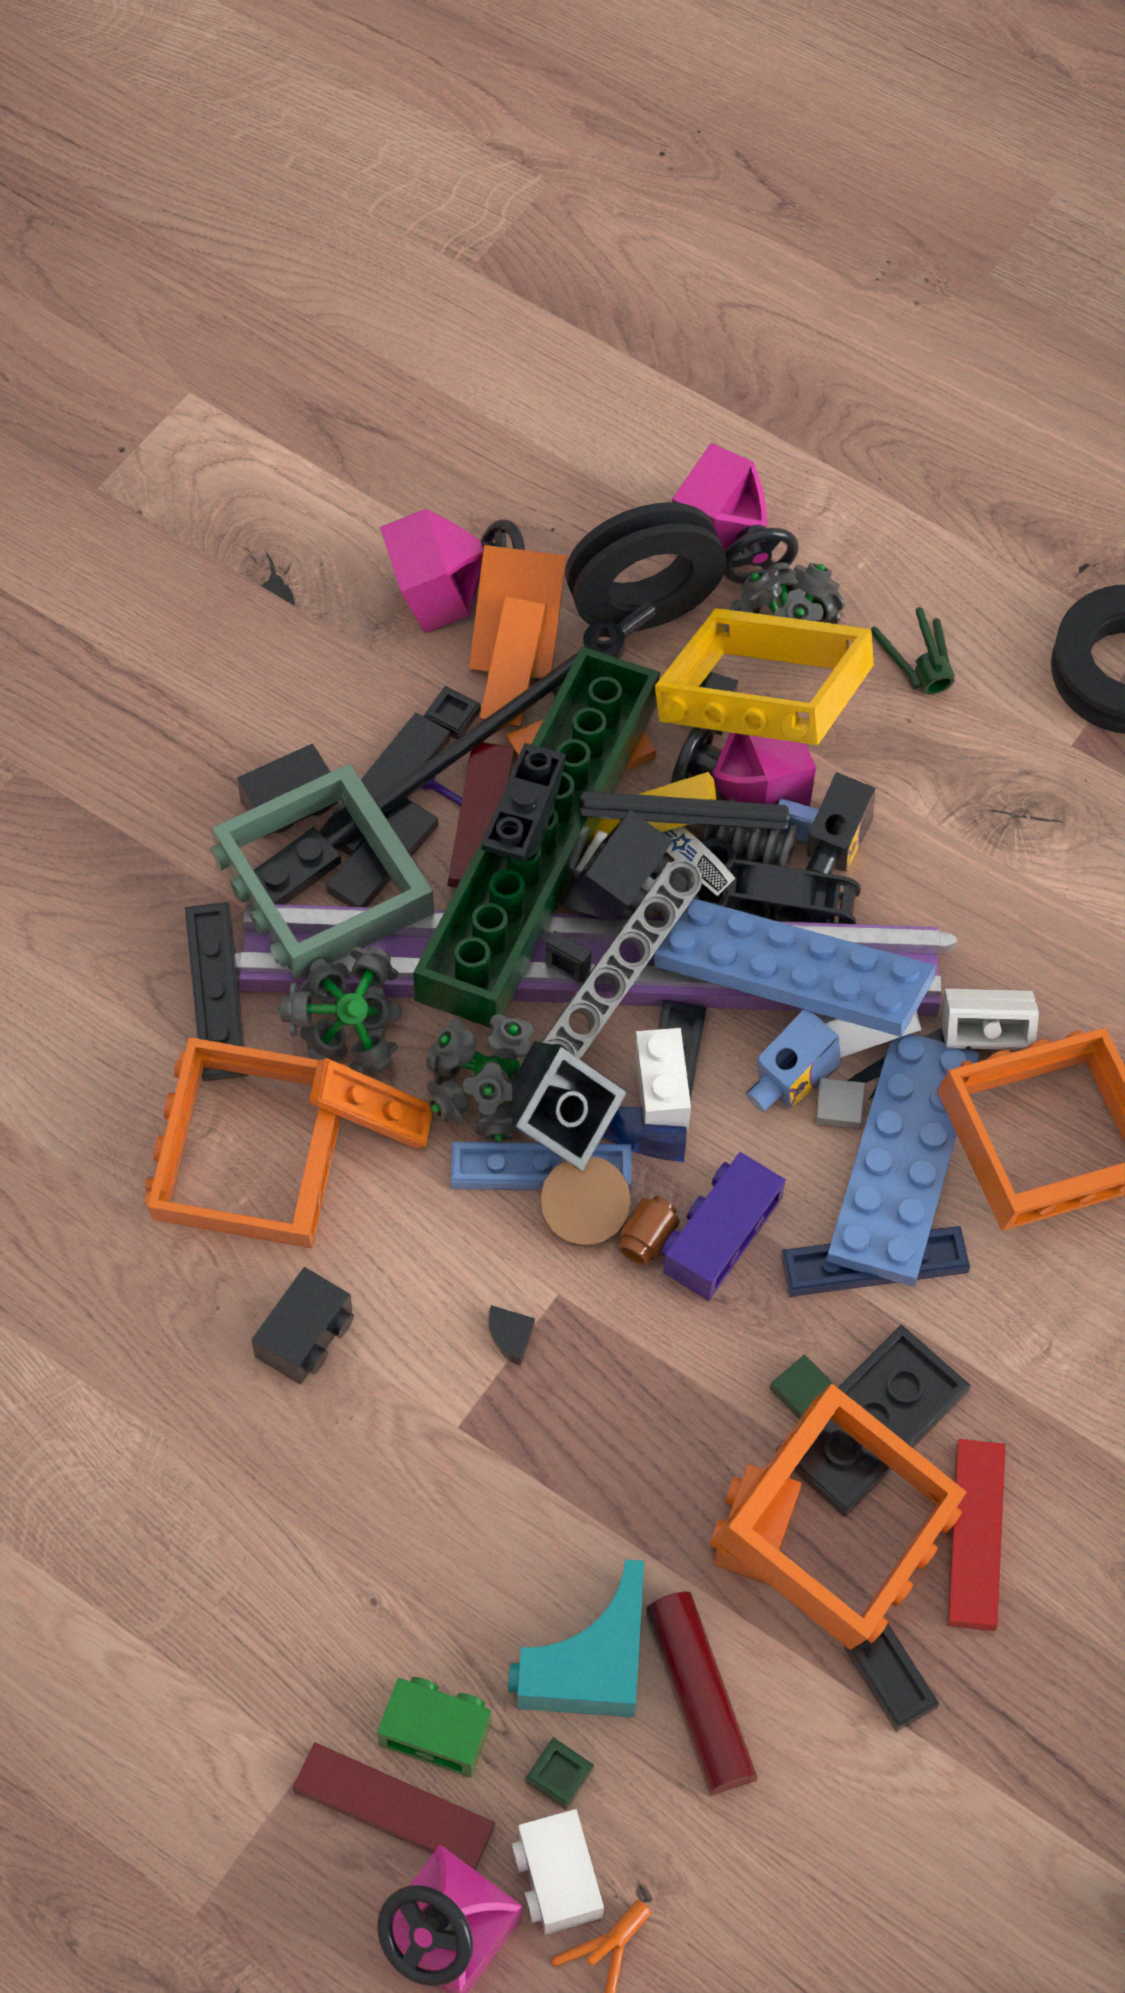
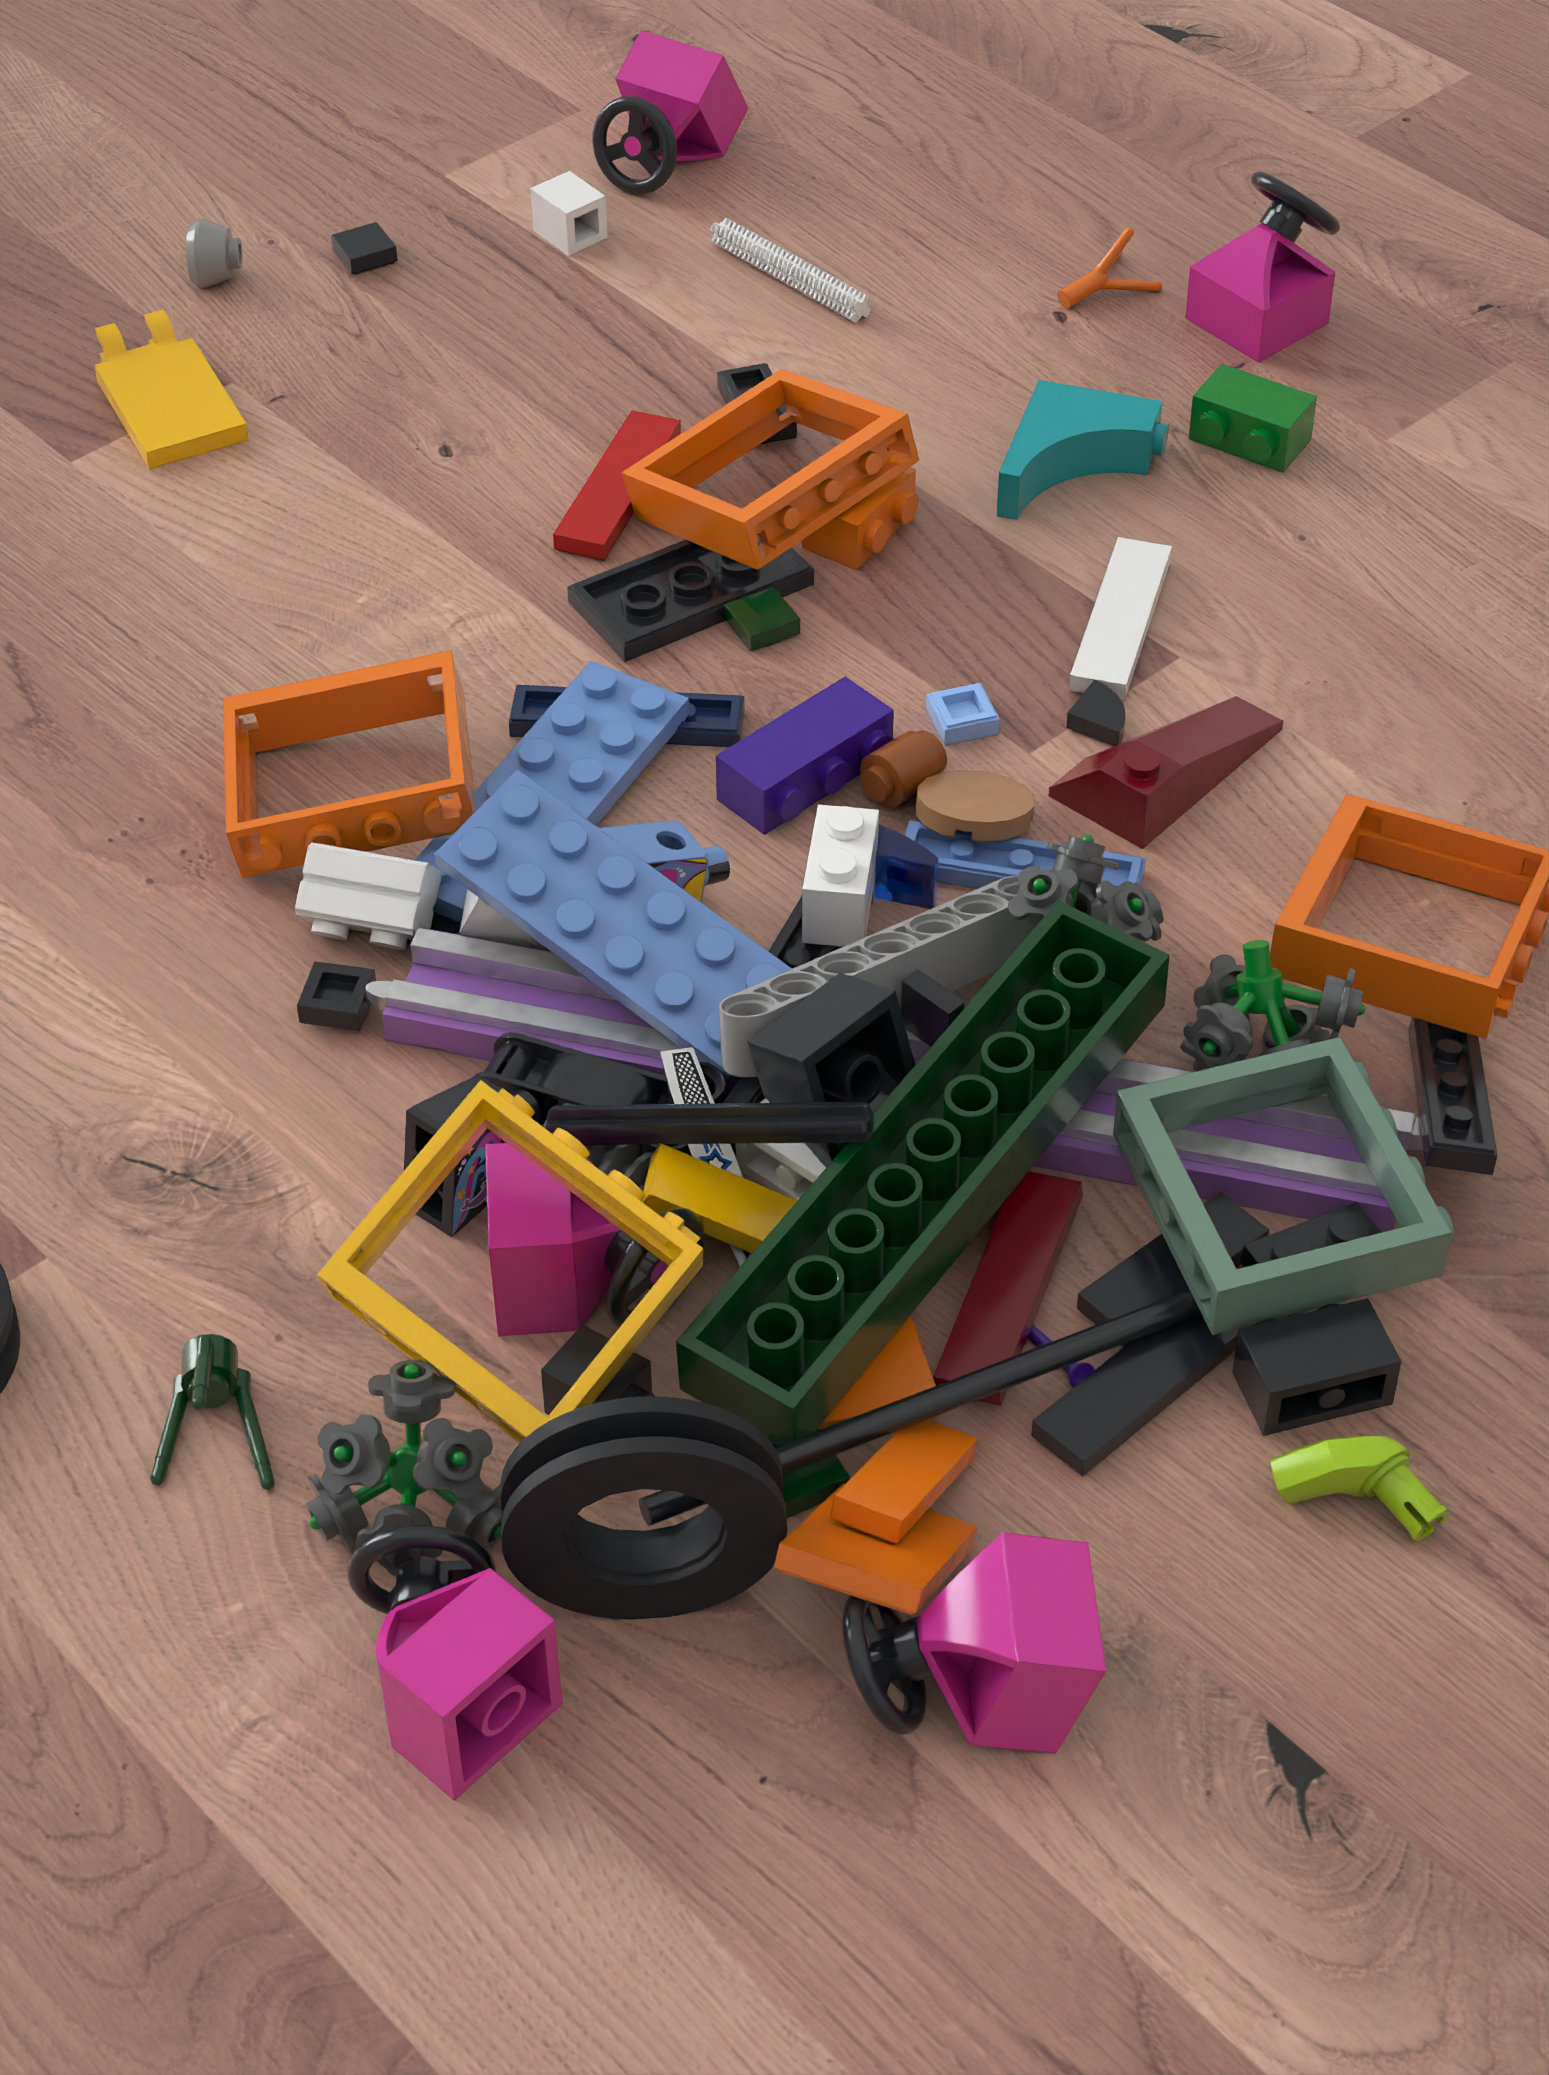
camera: 165 degrees left, 15 degrees down
(258, 728) = (1360, 1468): none -> lime arm
(303, 1326) = (1359, 740): black brick -> none
(371, 1103) = (1245, 902): orange tile -> none
(392, 1805) = (1338, 400): dark red tile -> none
(453, 711) = (1020, 1466): black tile -> none
(456, 1276) = (1163, 773): none -> dark red wedge
(511, 1452) = (1121, 616): none -> white tile
(526, 804) = (969, 1085): black slope -> none
(559, 1773) = (1128, 380): dark green tile -> none
(559, 1872) = (1144, 315): white brick -> none
(563, 1103) = (987, 831): black slope -> none
(617, 1315) = (962, 714): none -> light blue tile
(700, 1693) = (960, 413): dark red brick -> none
(922, 1895) = (791, 269): none -> white axle
(977, 947) = (335, 996): none -> black plate

